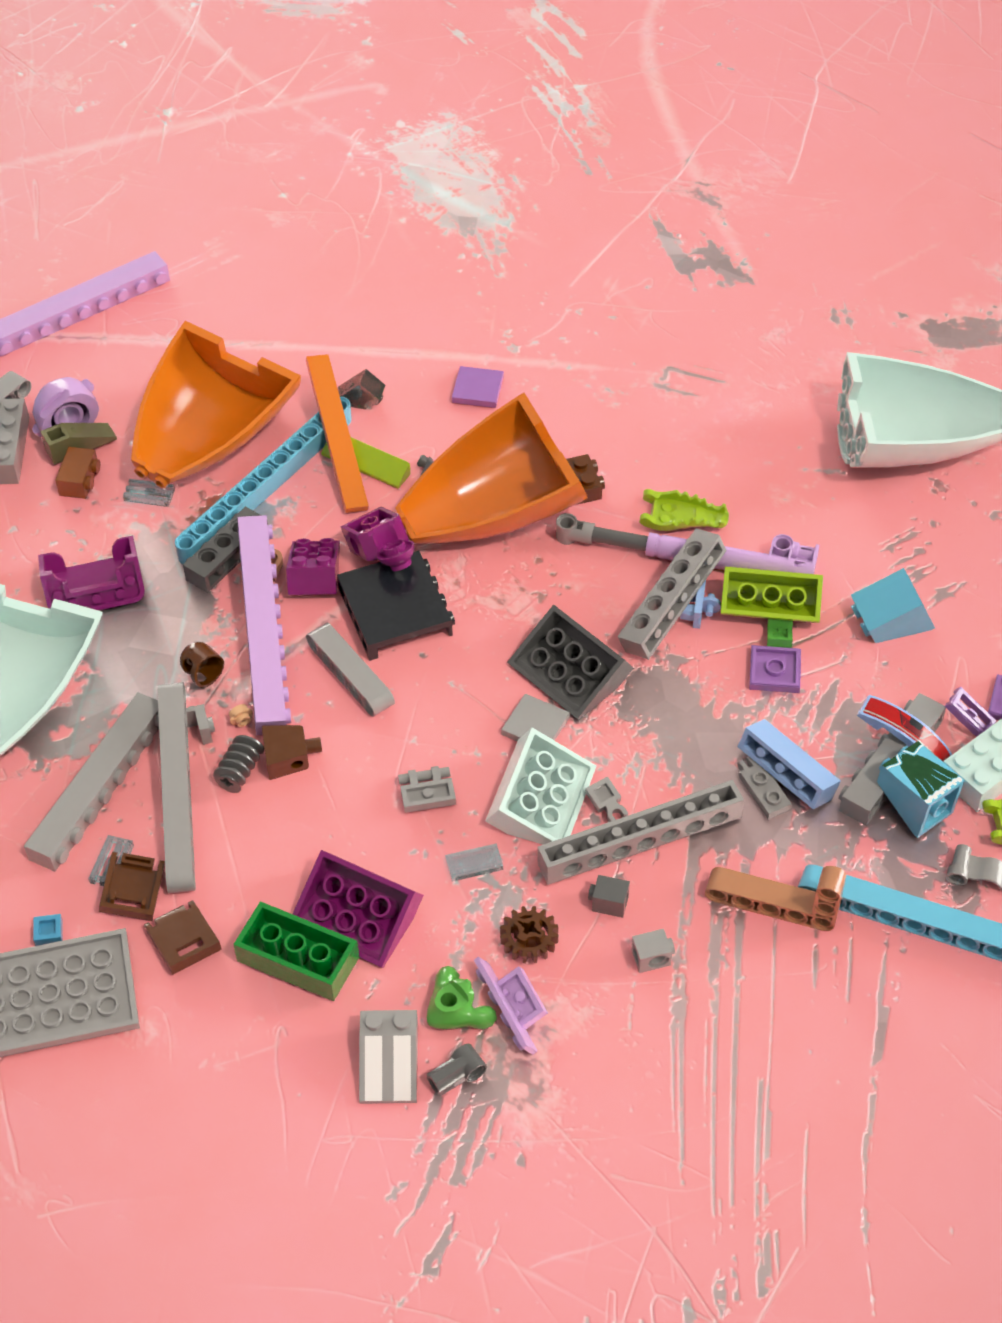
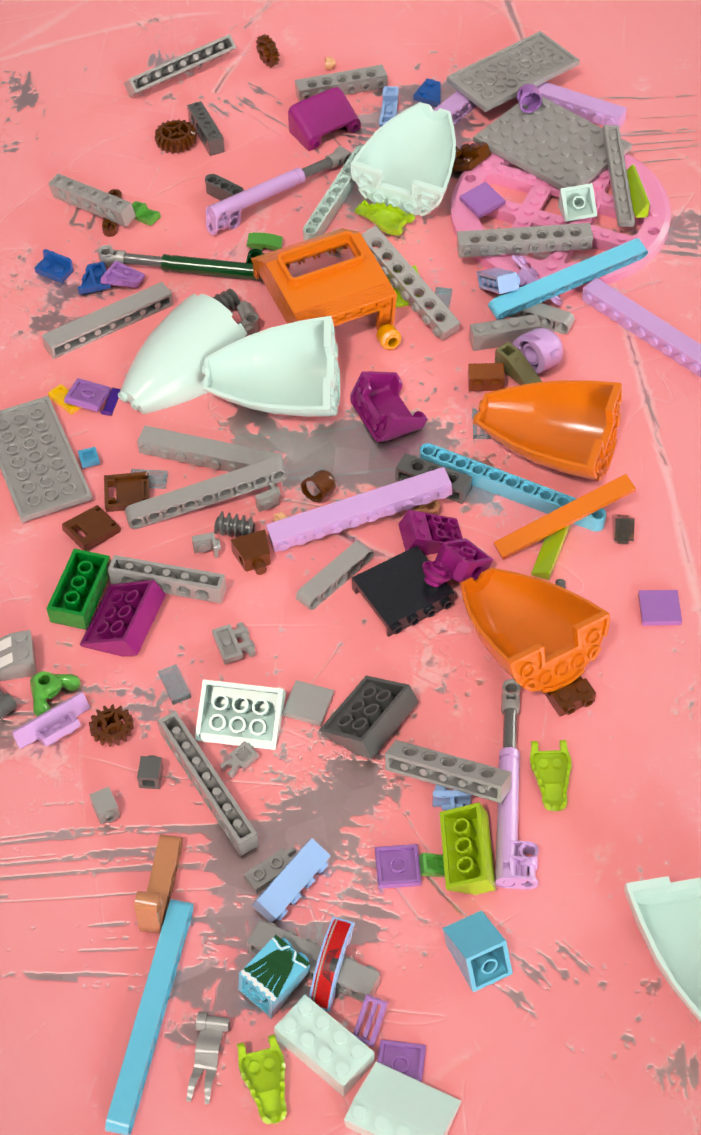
camera: 80 degrees right, 0 degrees up
(257, 795) = (206, 542): none -> light grey bracket
(314, 835) = (170, 578): none -> light grey brick

